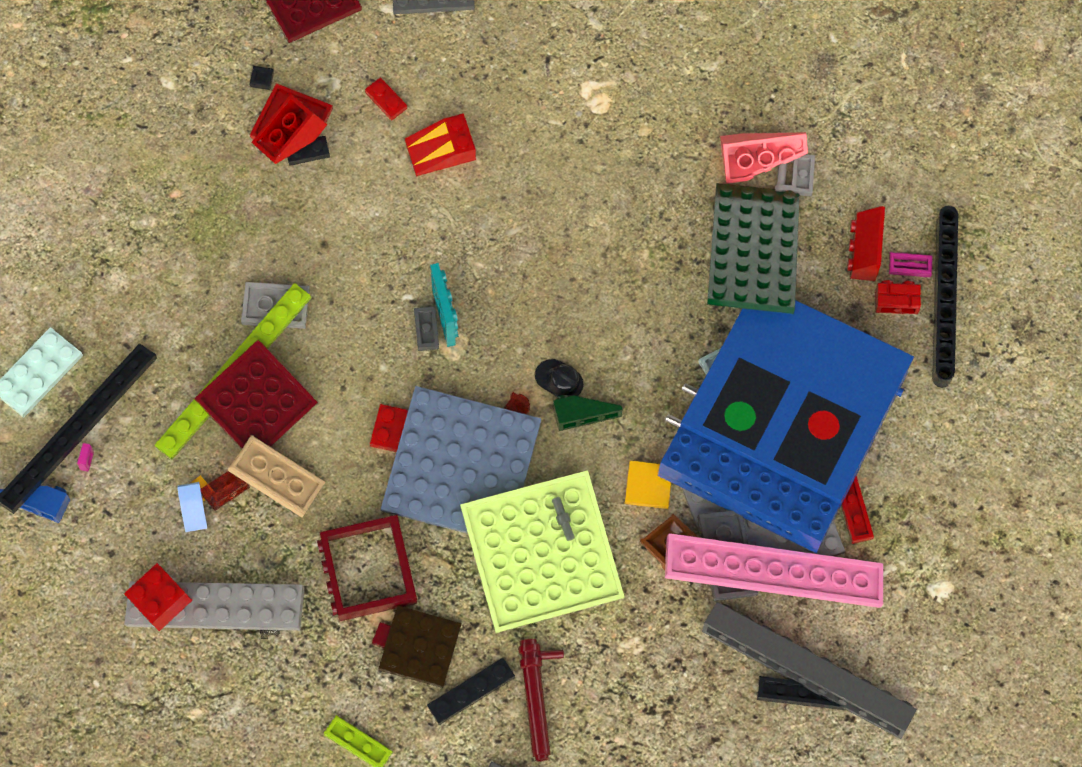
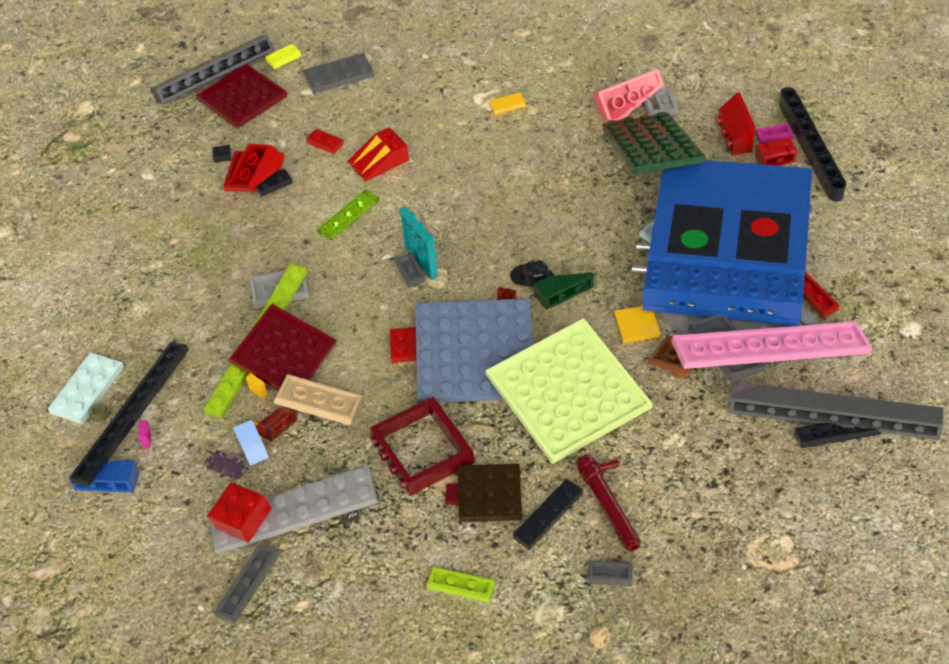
camera: 10 degrees left, 20 degrees down
(43, 412) = (98, 412): none -> olive plate
(147, 673) = (246, 583): none -> dark grey plate
(167, 527) = (233, 467): none -> hinge
(216, 433) = (256, 385): none -> yellow tile
(381, 222) = (348, 215): none -> clear neon green tile
(563, 519) = (577, 356): dark grey bar -> none
(617, 111) = (507, 103): none -> yellow tile

